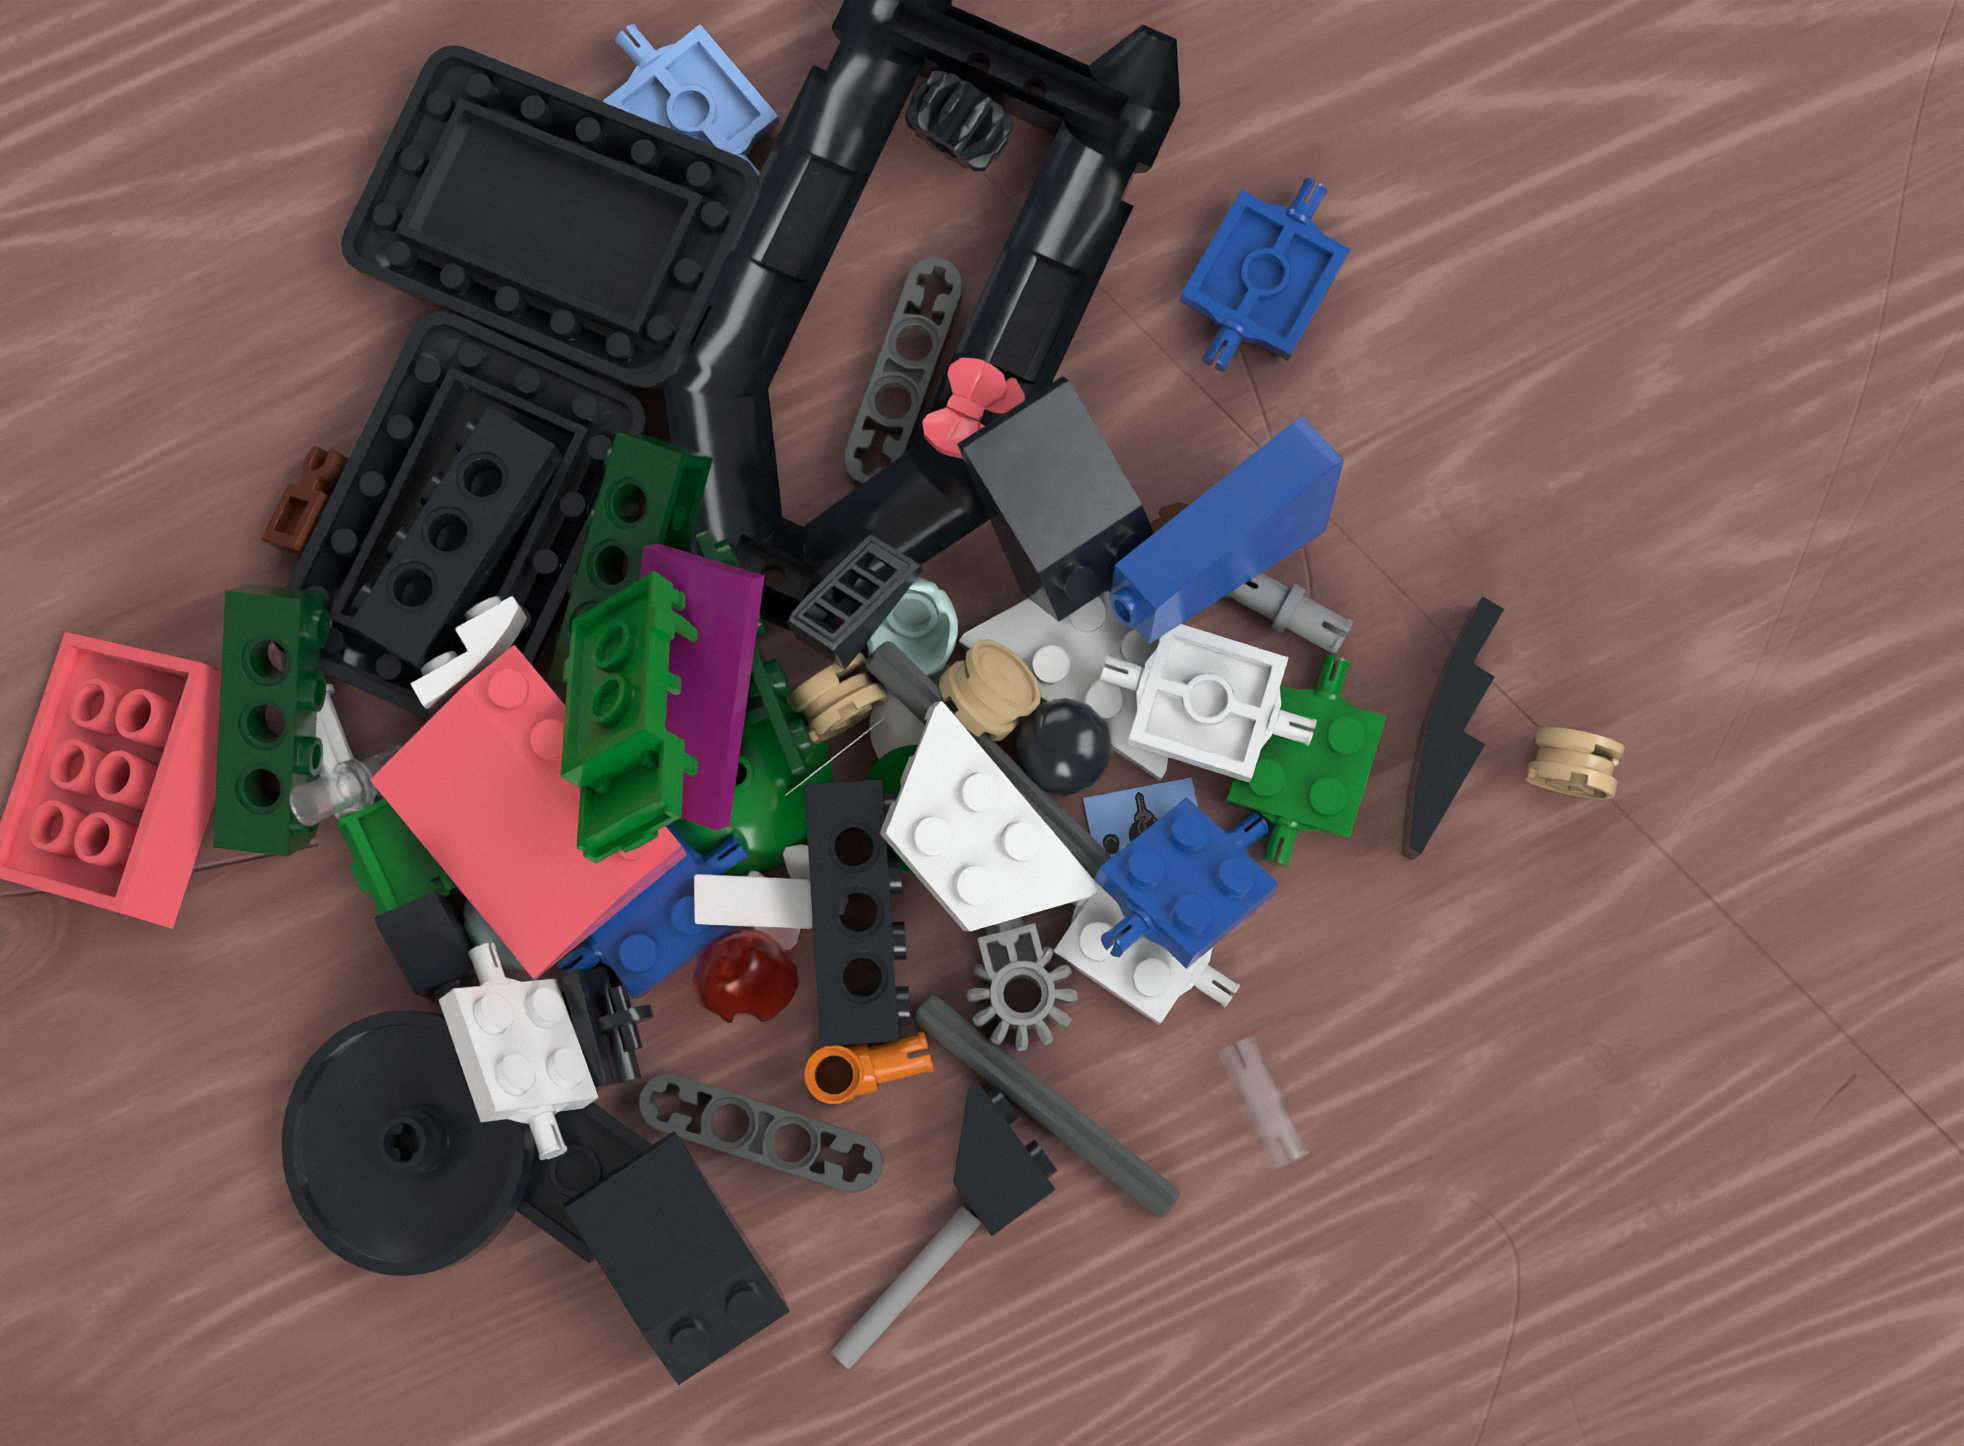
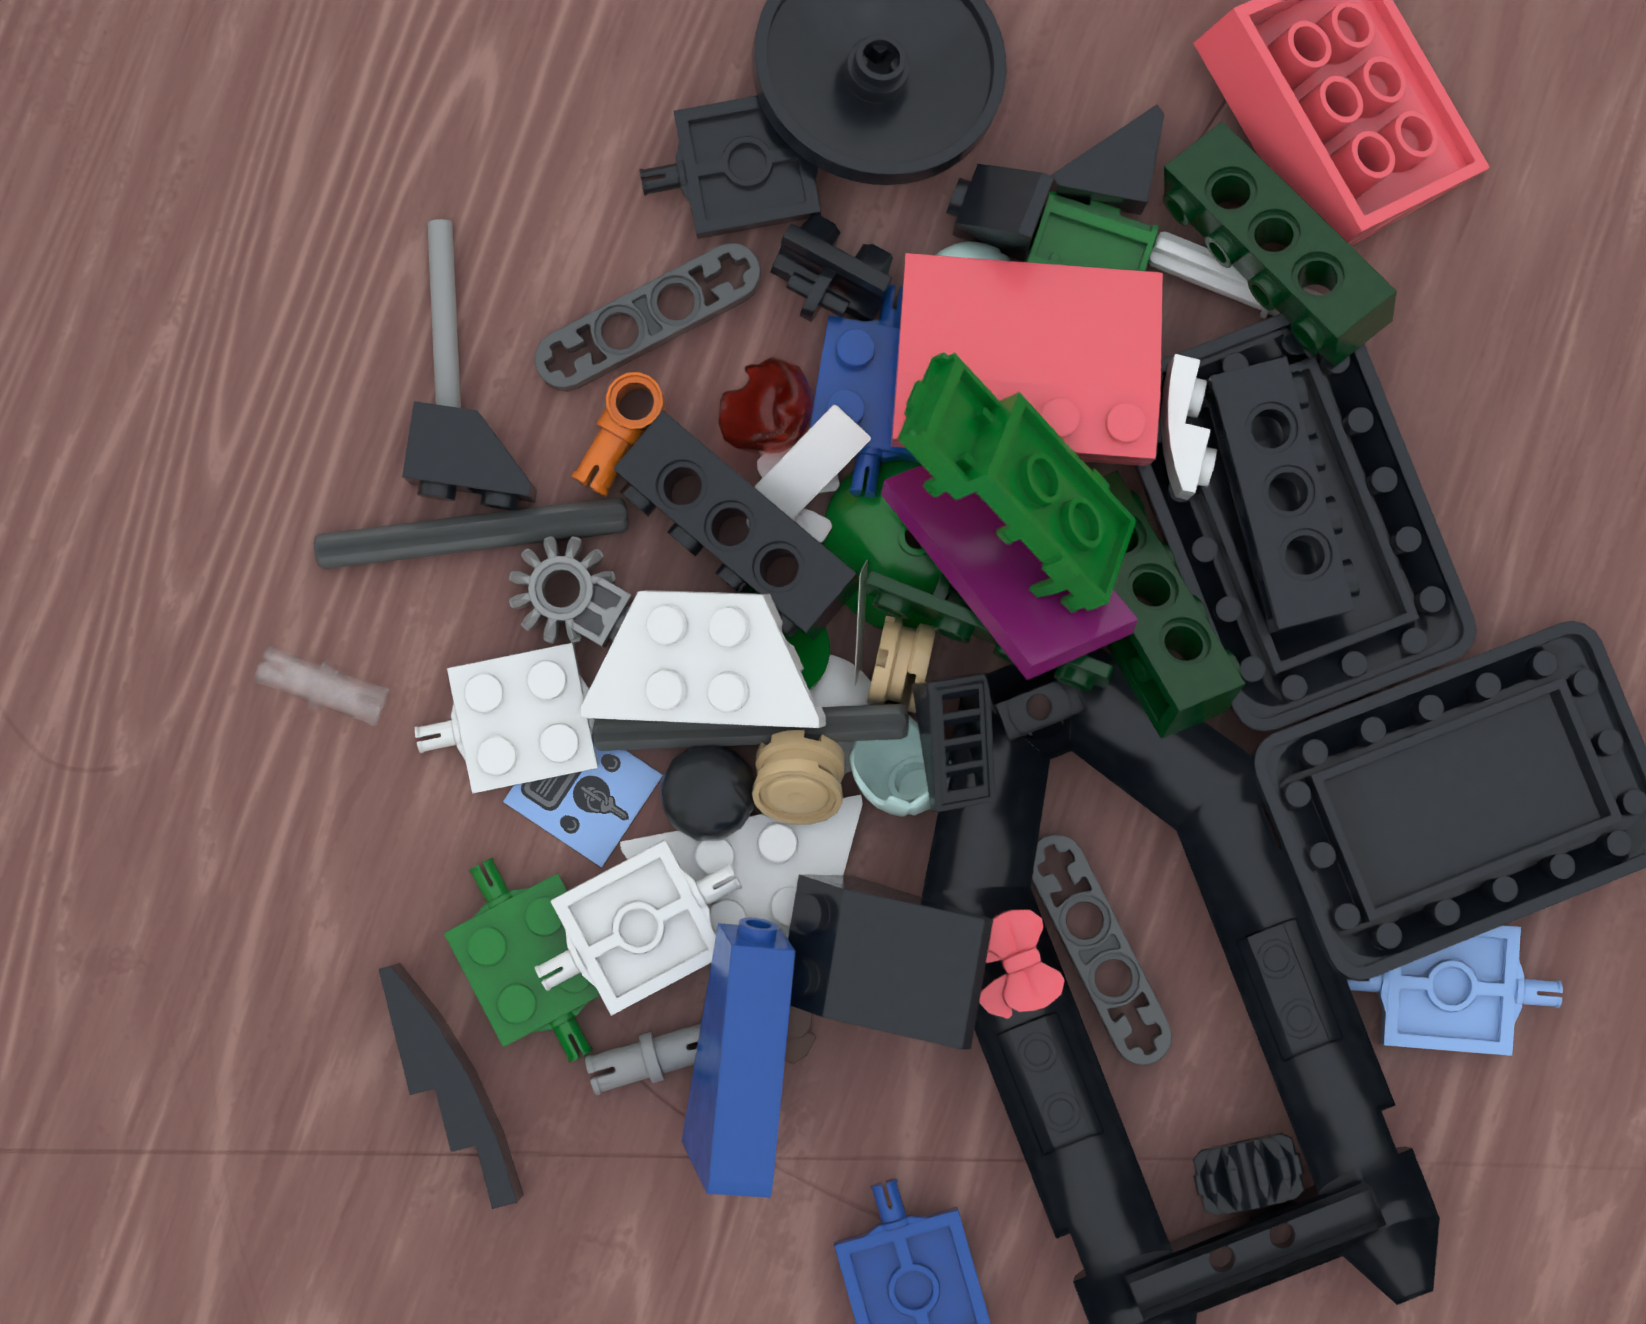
camera: 140 degrees right, 5 degrees up
(304, 503) = (1419, 421): copper plate -> none
(319, 892) = (1117, 168): none -> black slope
(341, 790) = (1175, 251): clear pin -> none
(518, 1050) = (863, 193): white plate -> none
(676, 1258) = (613, 170): black slope -> none
(1185, 883) = (524, 780): blue plate -> none
(1575, 763) = (335, 1148): tan wheel -> none

